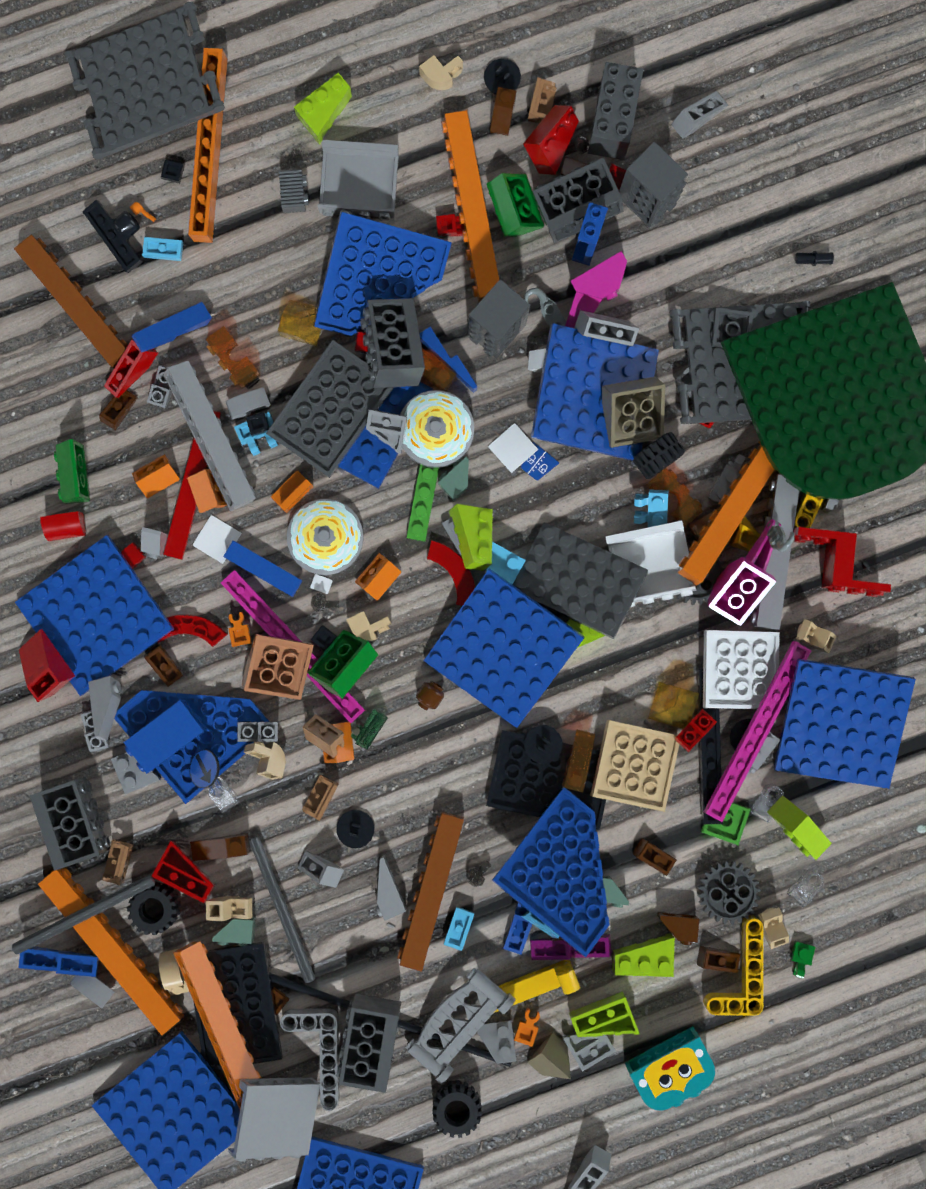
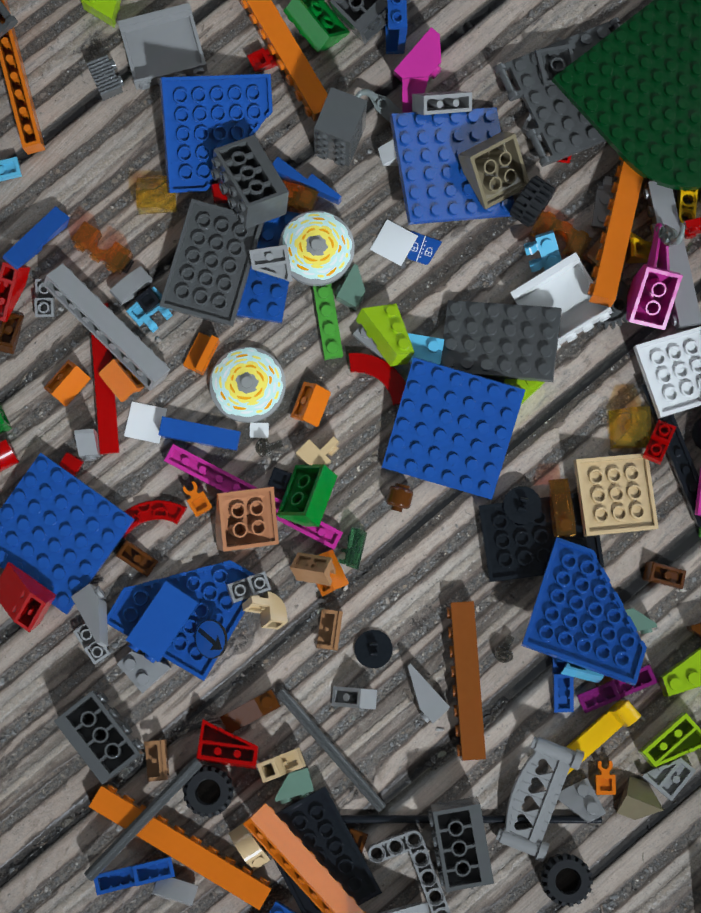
camera: 20 degrees left, 5 degrees down
(223, 795) = (236, 660): clear piece -> none
(459, 928) = (505, 707): medium azure plate -> none

